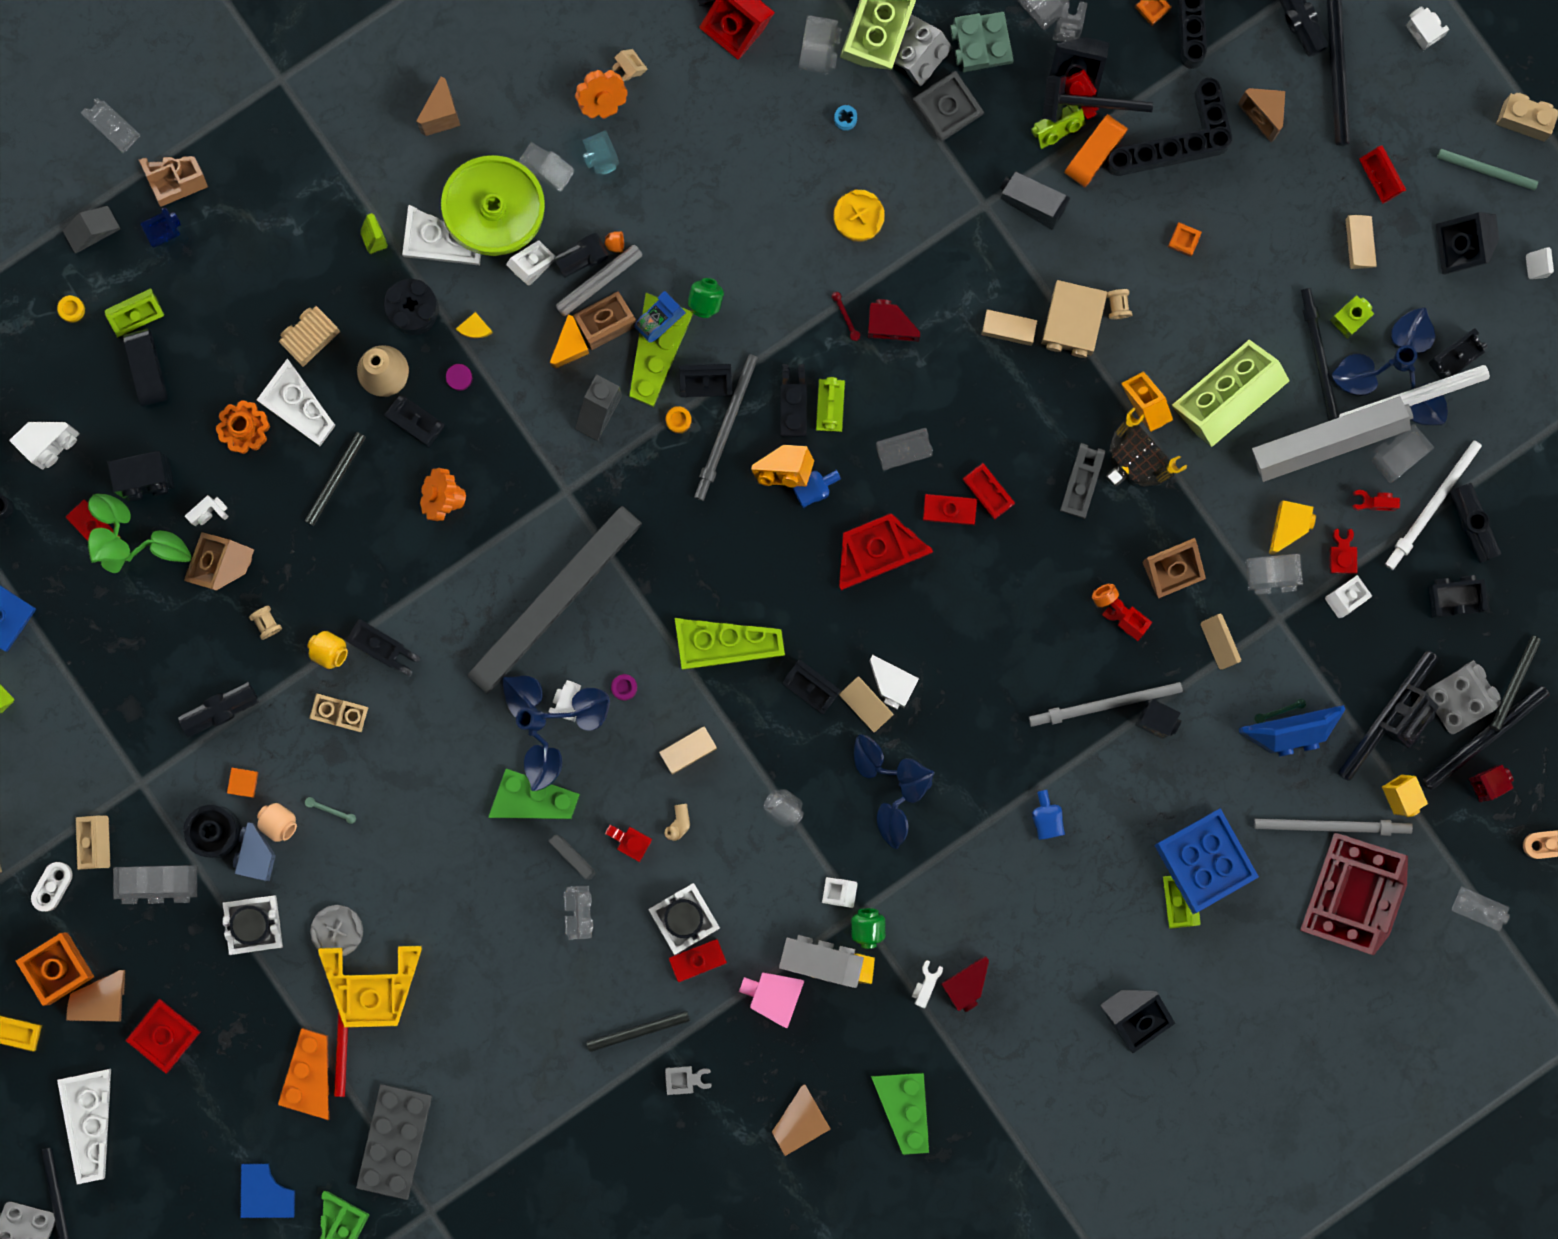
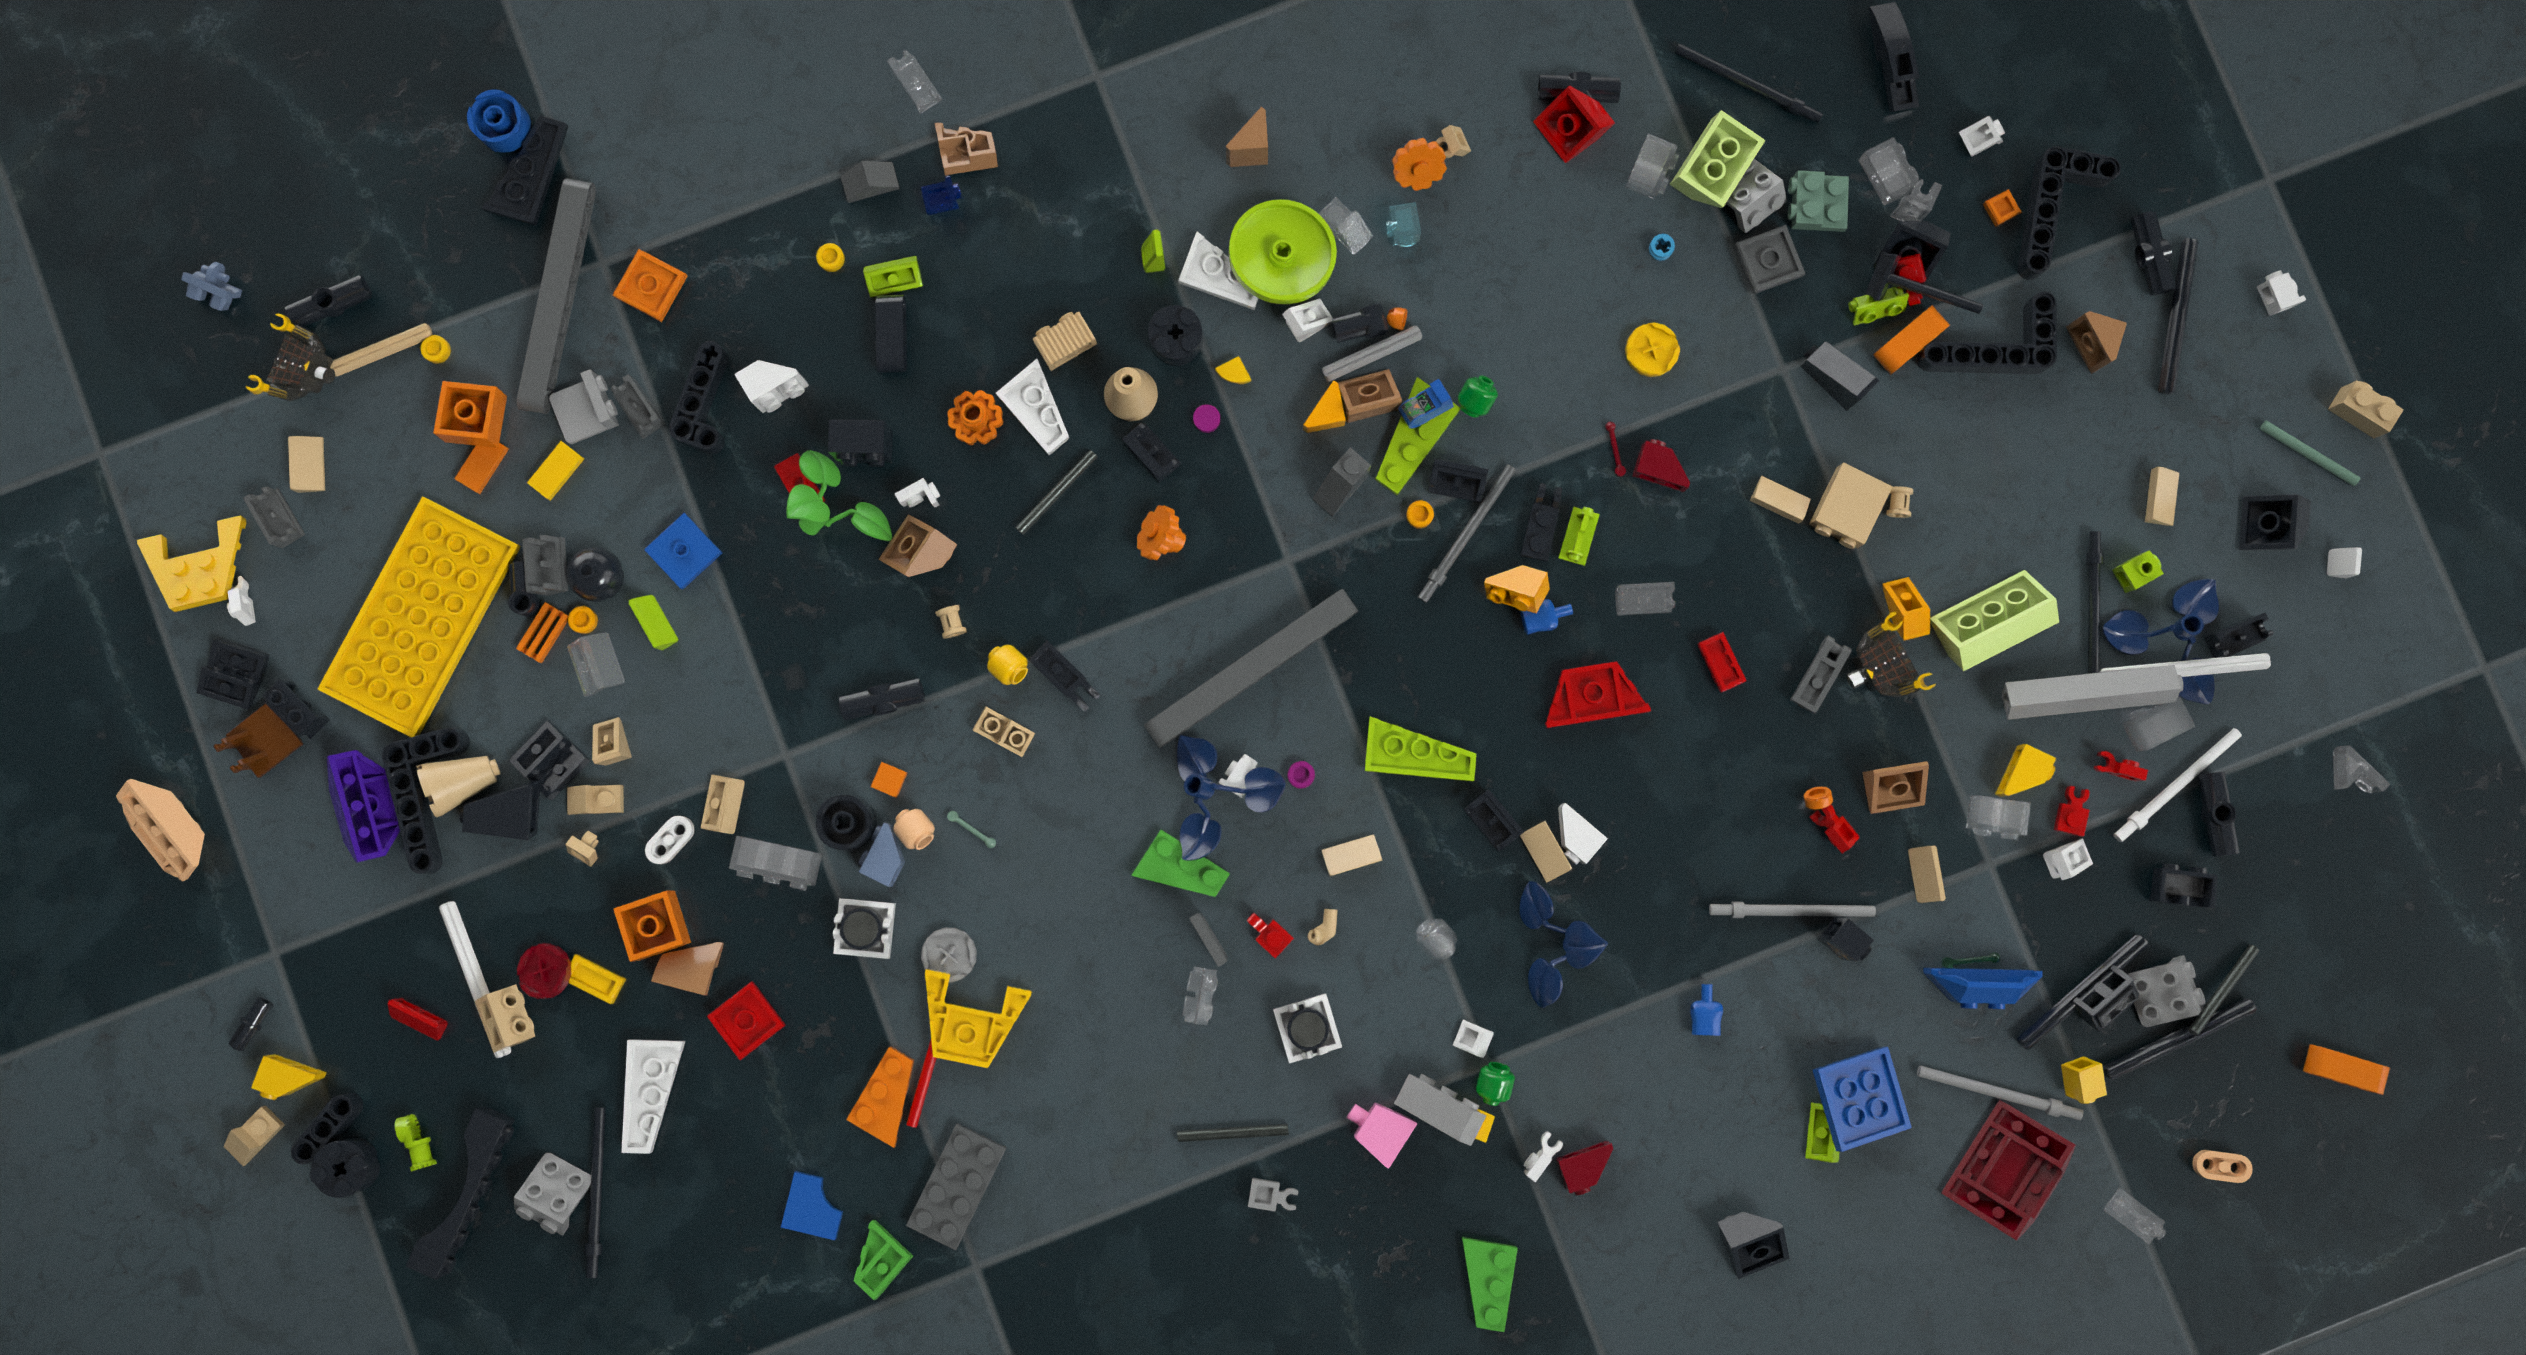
camera: 15 degrees right, 0 degrees up
(697, 960) = (1311, 1074): red plate -> none
(800, 1122) = (1377, 1269): medium nougat slope -> none
(949, 509) = (1677, 671): red plate -> none
(1184, 239) = (1981, 452): orange tile -> none
(1382, 174) = (2201, 432): red plate -> none
(1492, 783) = (2176, 1089): dark red slope -> none

